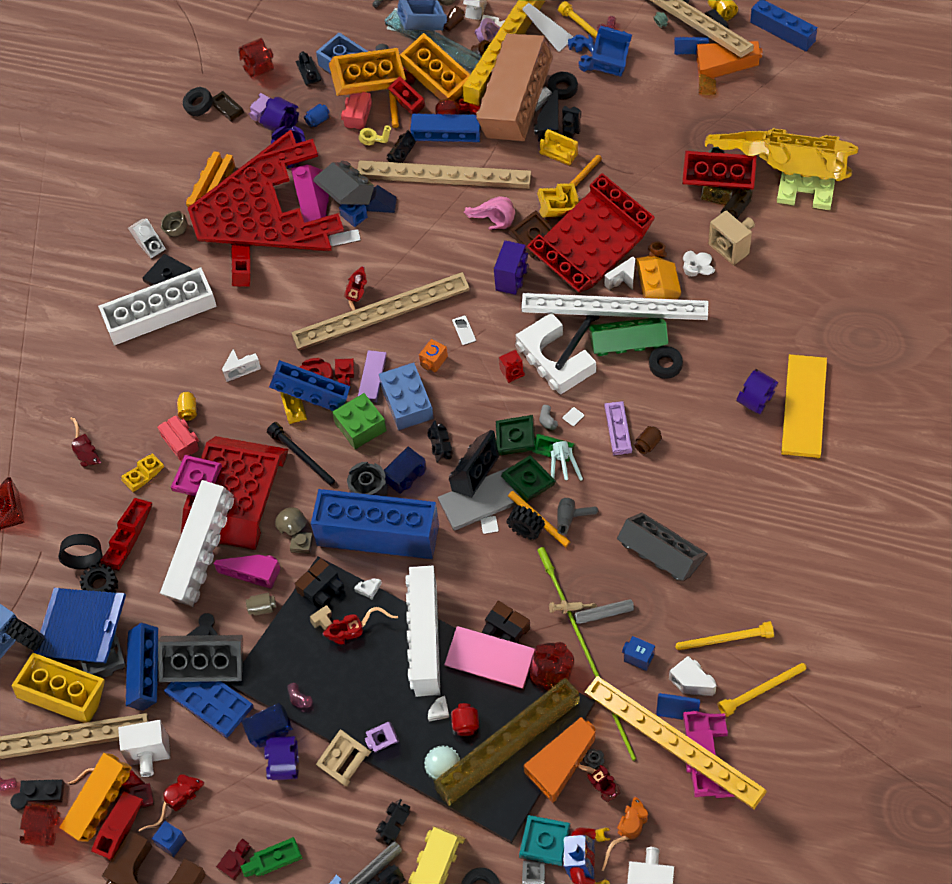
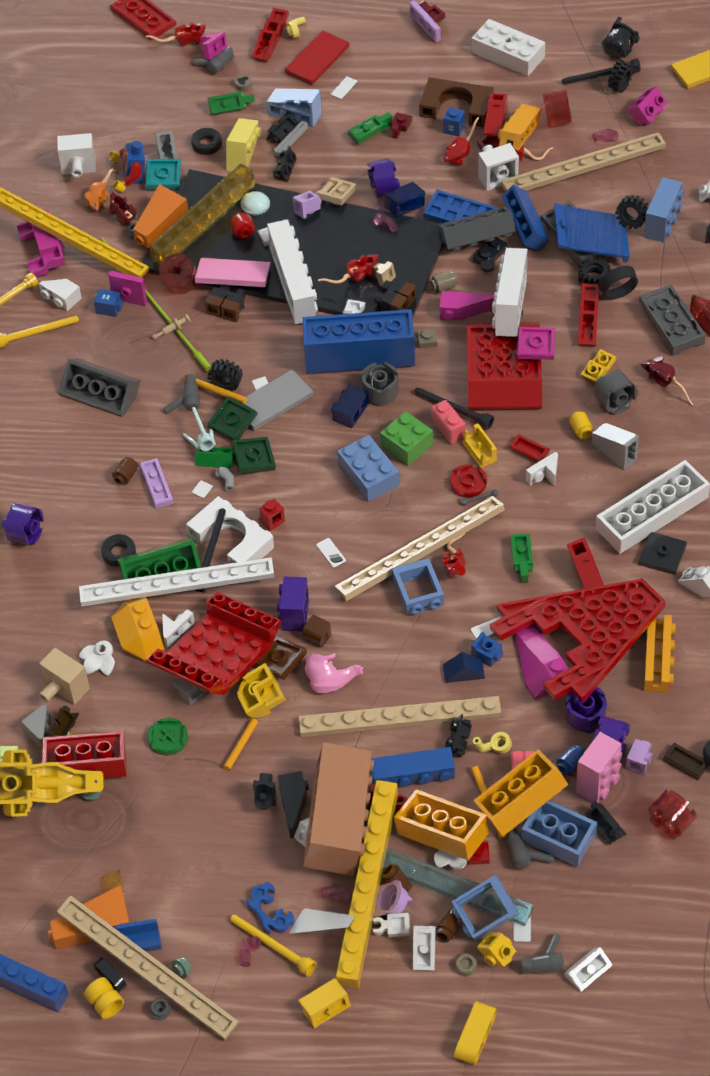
camera: 165 degrees right, 5 degrees down
(38, 790) = (572, 136): black hinge -> none
(46, 507) = (672, 319): none -> dark grey piece
(59, 688) = (587, 187): yellow slope -> none
(139, 426) = (615, 391): none -> dark grey brick
(162, 372) = (616, 444): none -> light grey slope
(174, 224) = (678, 599): dark tan hair -> none
(178, 437) = (576, 396): coral brick -> none
(245, 395) = (529, 448): none -> red tile
(290, 521) = (441, 347): dark tan hair -> none
(291, 290) = (522, 555): none -> green hinge
(300, 84) = (598, 768): none -> bright pink brick
(309, 386) = (462, 444): blue brick -> none
(313, 431) = (448, 422): none -> coral brick
(325, 356) = (464, 501): none -> dark grey hinge
(344, 370) = (439, 490): red plate -> none
(345, 184) = (502, 659): dark grey slope -> none
(370, 379) = (410, 488): lavender tile -> none
(387, 289) = (412, 572): none -> medium blue window
(407, 96) = (464, 787): red slope -> none
(433, 355) = (353, 512): orange brick -> none
(437, 435) = (321, 432): black hinge -> none
(447, 106) = (414, 780): clear red hair -> none
(475, 465) = (284, 411): black slope -> none
(491, 249) = (317, 630): none -> reddish brown piece
(559, 147) = (271, 765): yellow hinge -> none
(563, 77) = (281, 844): black tyre -> none
(604, 611) = (142, 331): light grey axle -> none
(610, 51) = (236, 899): blue panel -> none
(613, 656) = (130, 287): none -> dark pink plate
(645, 189) = (167, 736): none -> green tile
(657, 249) = (138, 661): dark orange plate -> none
(674, 706) = (72, 275): blue slope -> none
(760, 208) = (37, 724): none -> light grey slope

